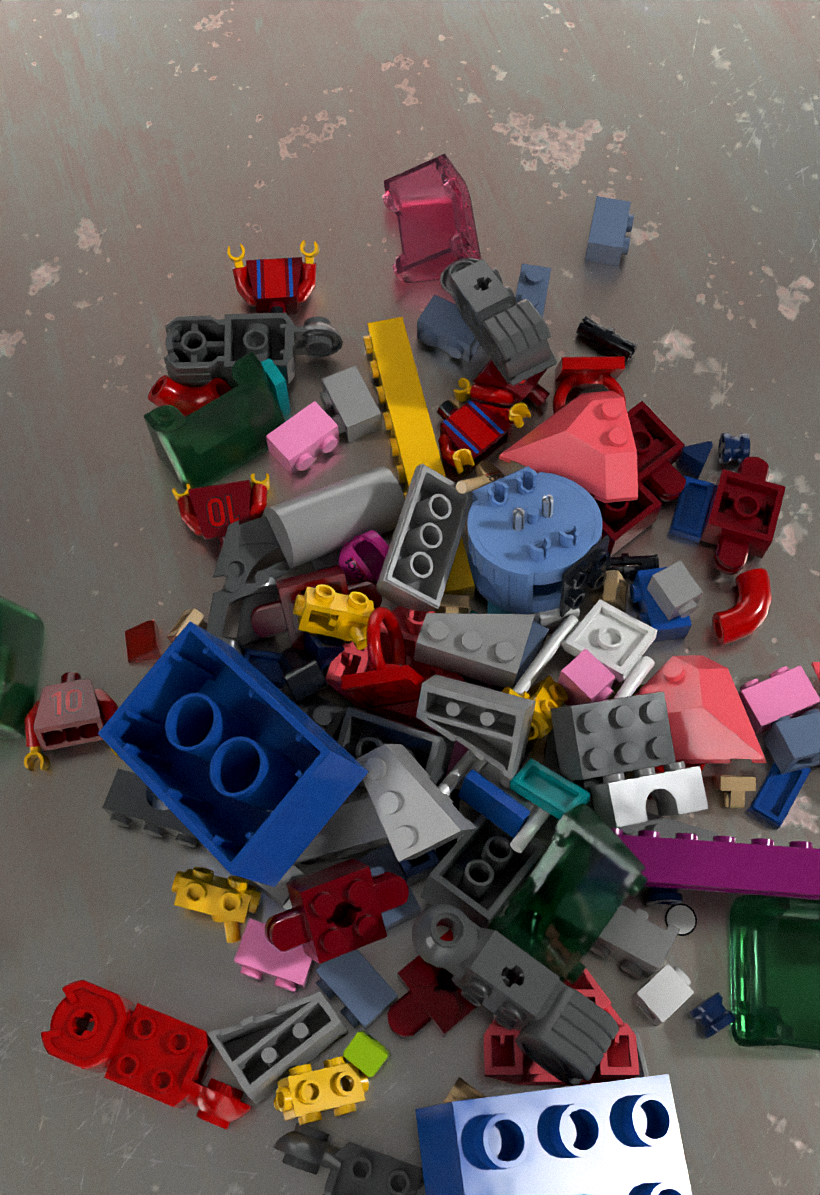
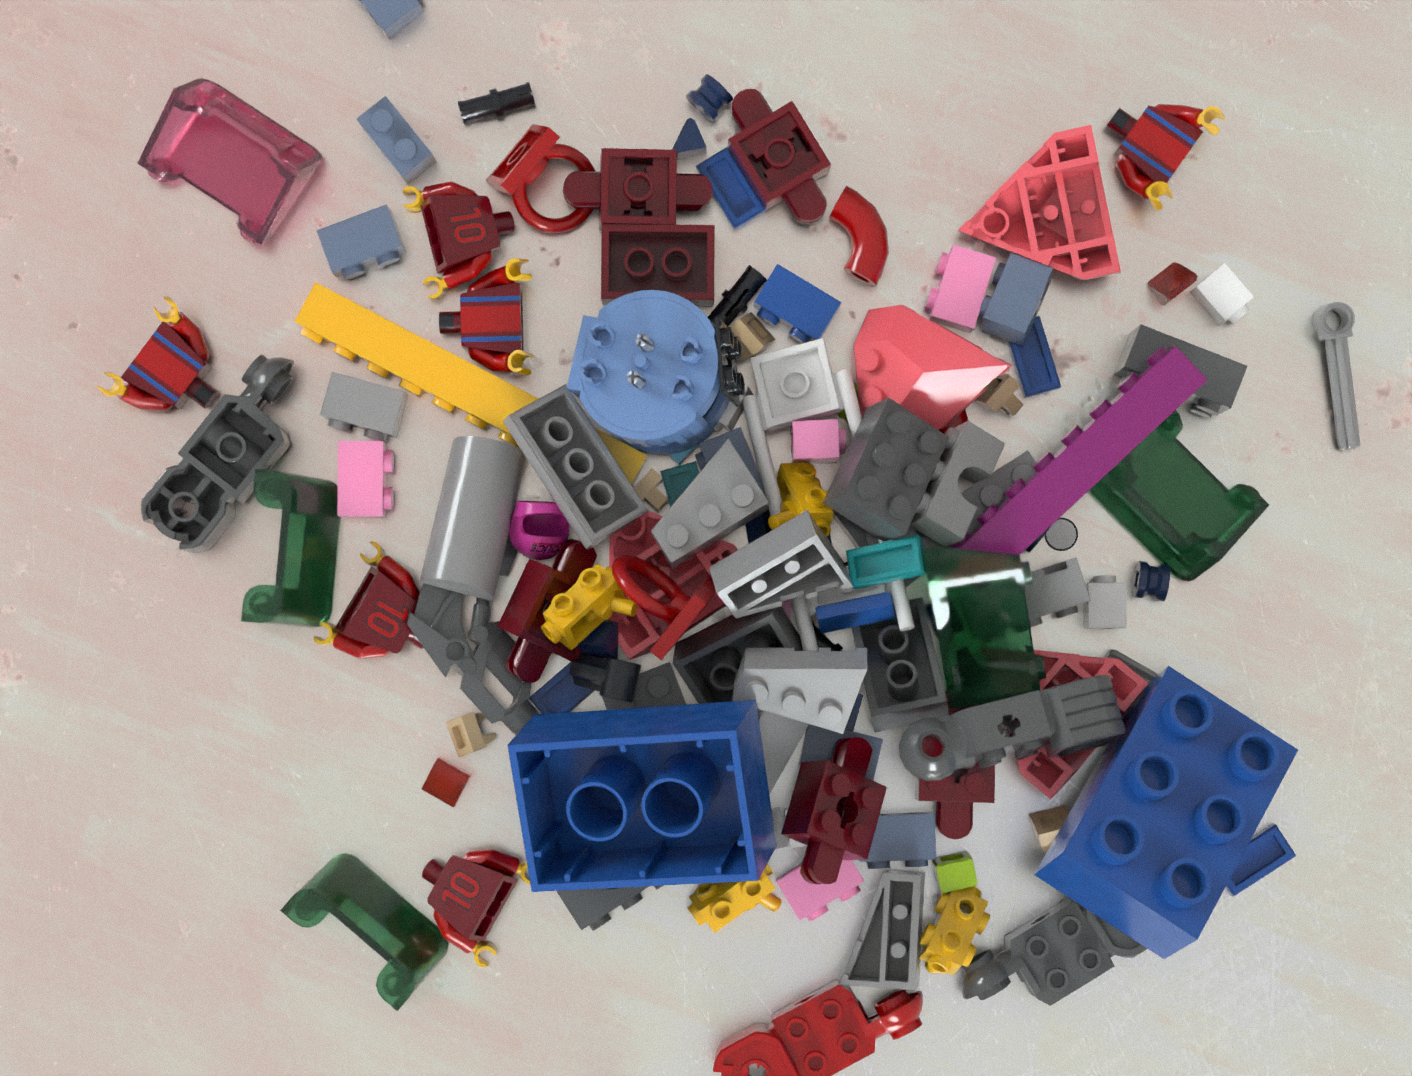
camera: 45 degrees left, 20 degrees up
(186, 398) = (231, 550): red cylinder -> none
(278, 385) = (293, 465): teal tile -> none
(486, 474) = (556, 346): tan piece -> none
(506, 330) = (428, 215): dark grey brick -> none
(587, 444) = (601, 245): coral wedge -> none
(675, 591) = (805, 292): light grey brick -> none

